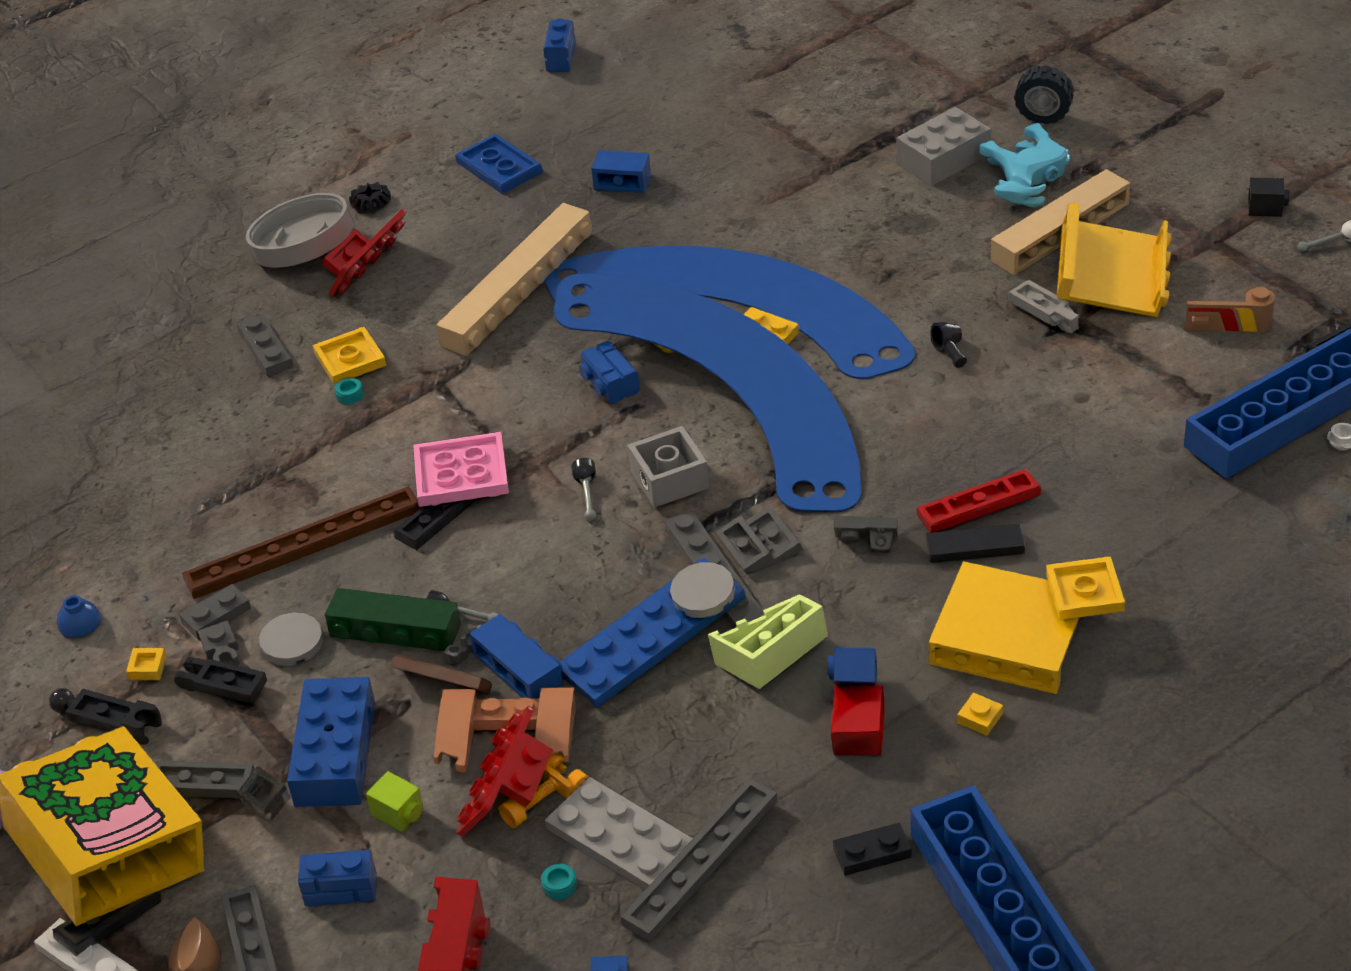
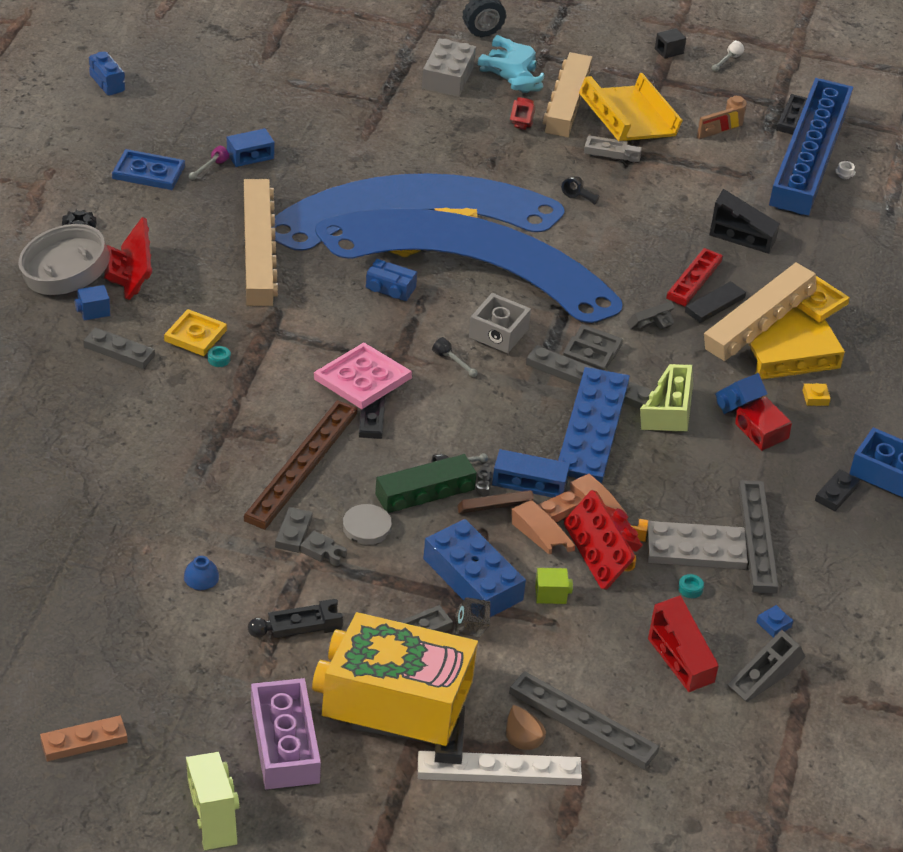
camera: 45 degrees left, 0 degrees up
(146, 664) = (289, 580): yellow plate -> none
(221, 679) = (351, 567): black hinge -> none
(285, 286) = (93, 302): none -> blue brick
(337, 878) = (569, 642): blue brick -> none
(581, 171) = (218, 155): none -> hinge
(702, 589) = (612, 383): light grey tile -> none
(969, 226) = (522, 113): none -> red brick
(981, 572) = (760, 311): none -> tan brick
(1105, 455) = (742, 224): none -> black wedge

